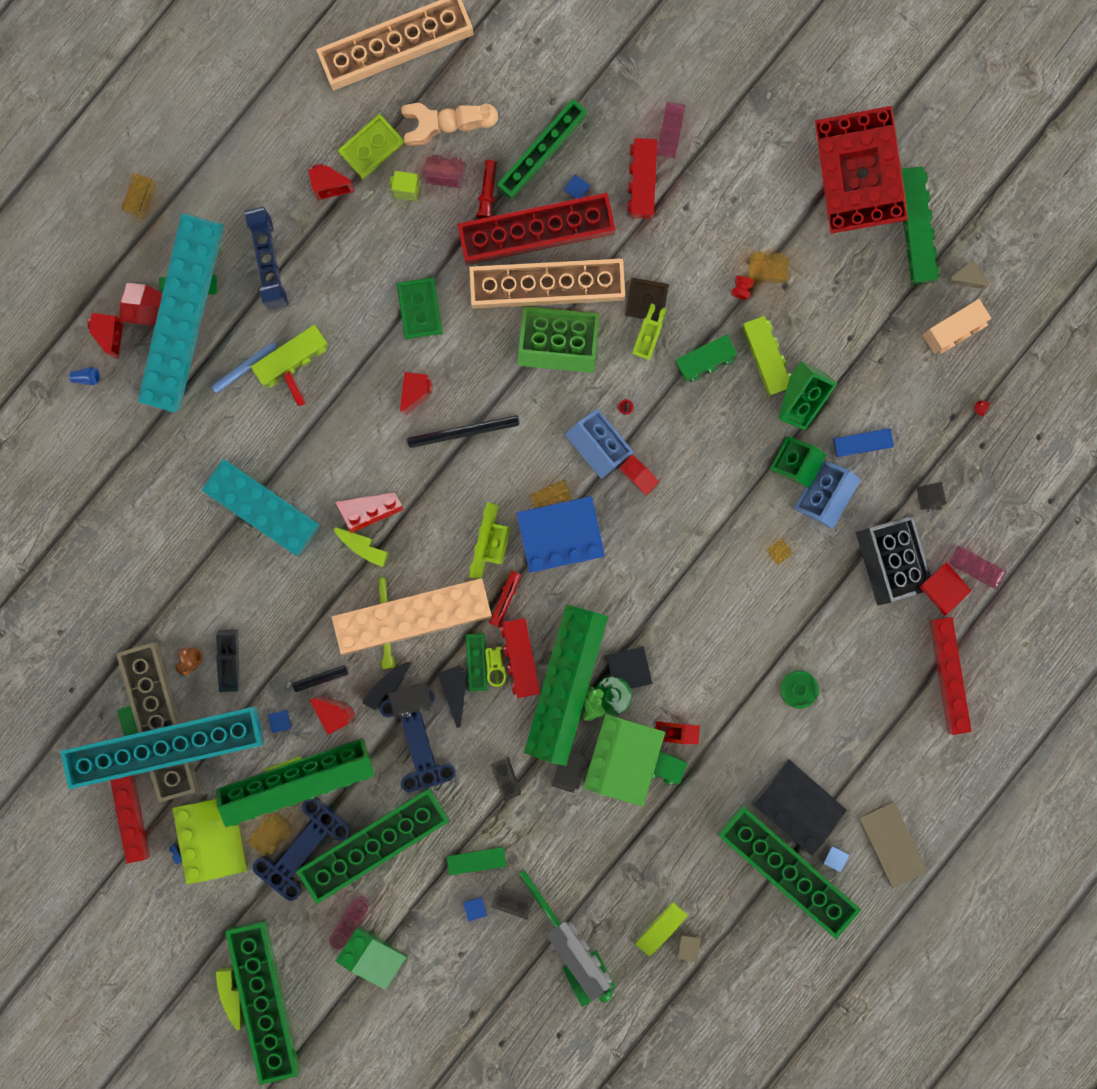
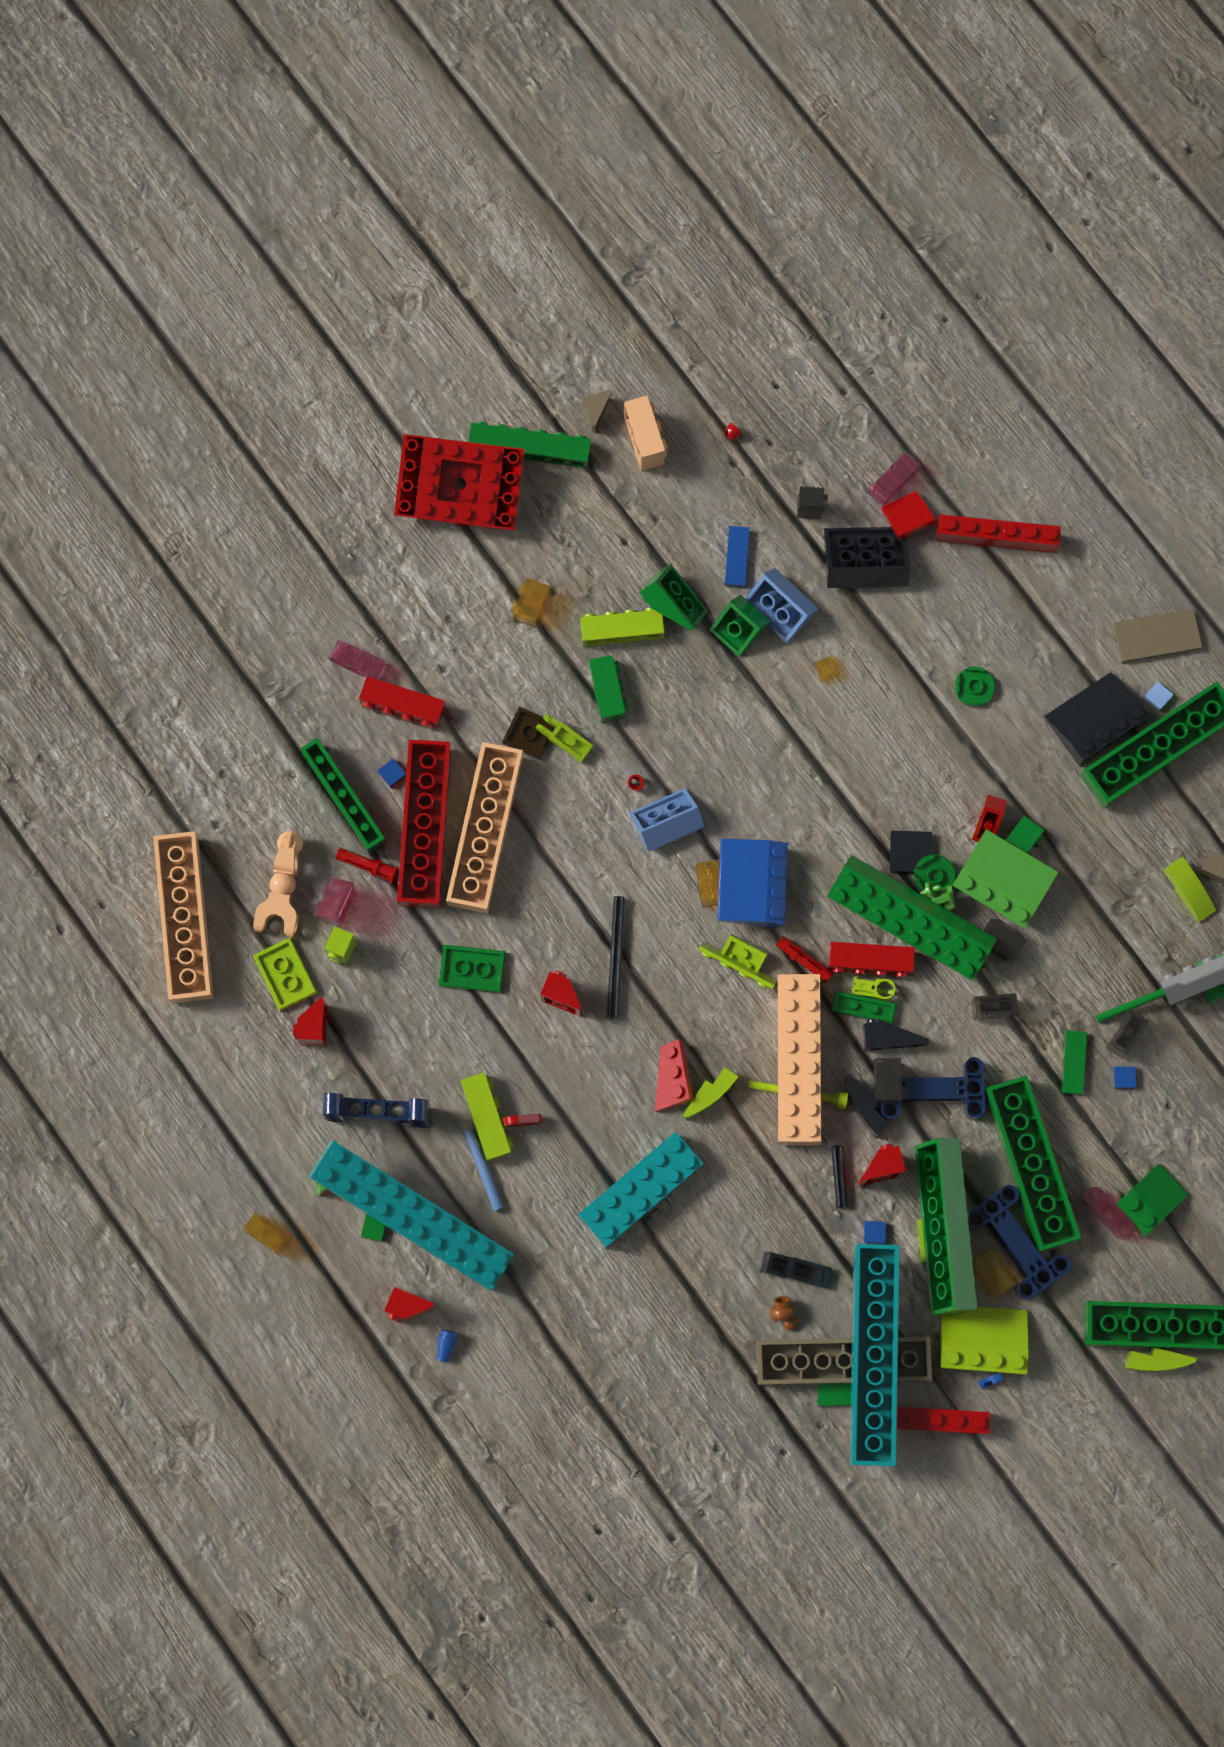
camera: 75 degrees left, 10 degrees down
(140, 304) = (387, 1258): red wedge -> none
(558, 339) = (546, 832): bright green slope -> none
(638, 474) = (709, 788): red slope -> none
(742, 287) = (542, 632): red wheel -> none

